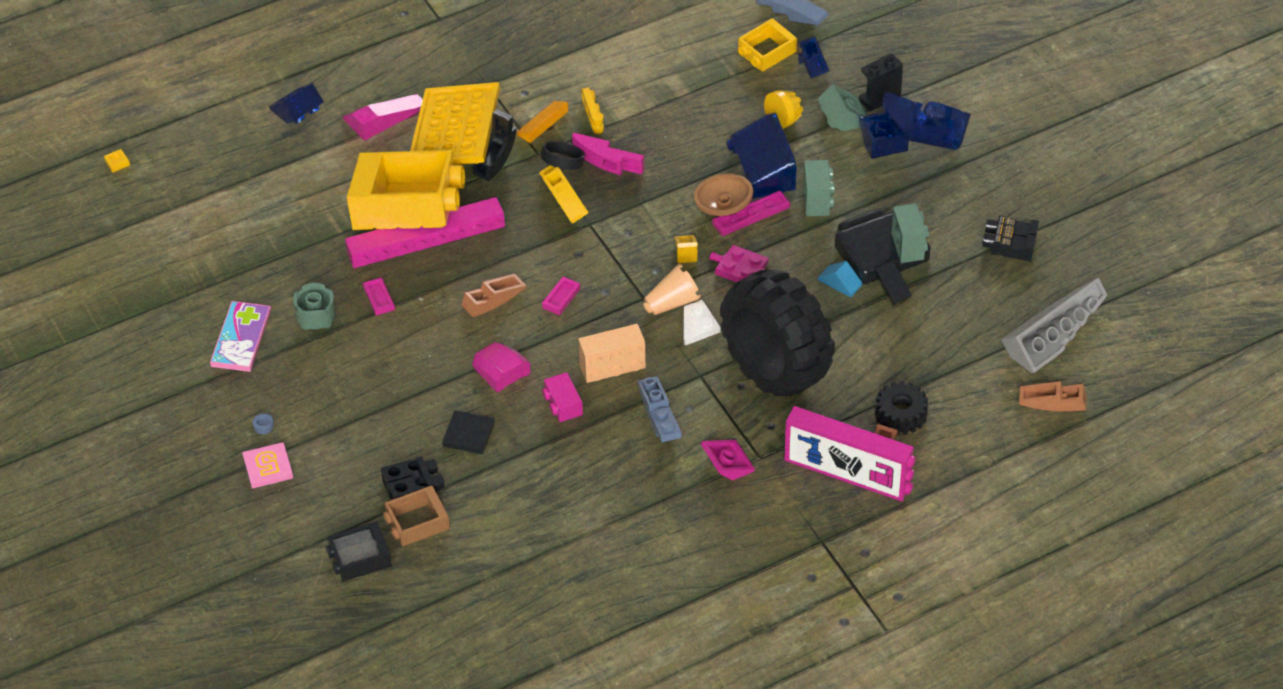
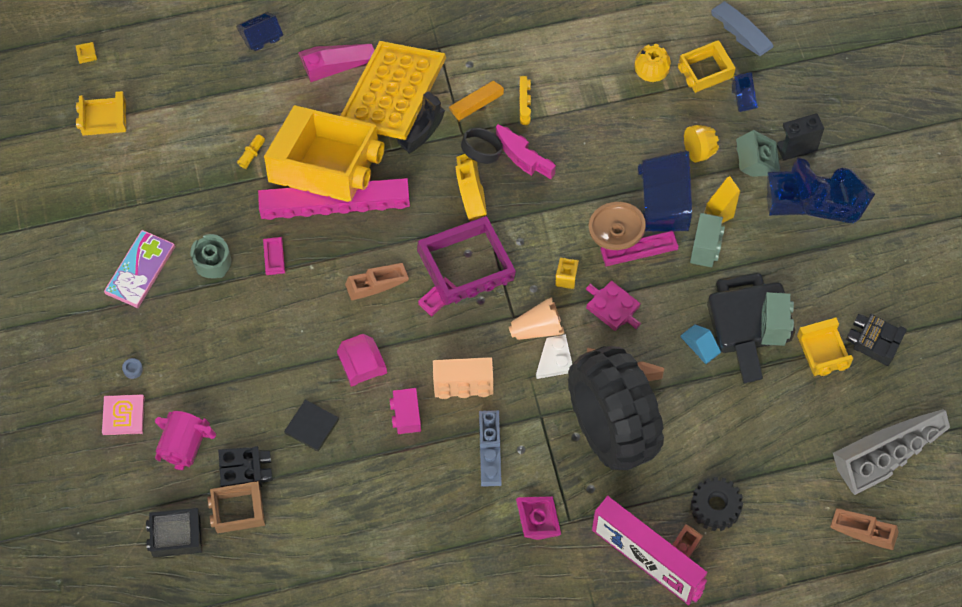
camera: 15 degrees right, 15 degrees up
(154, 211) = (102, 115): none -> yellow panel
(323, 210) = (251, 151): none -> yellow axle
(339, 466) = (181, 438): none -> dark pink container
(538, 250) = (454, 236): none -> magenta window
(711, 53) = (652, 63): none -> yellow piece
(825, 144) = (724, 200): none -> yellow slope
(962, 256) = (824, 347): none -> yellow panel

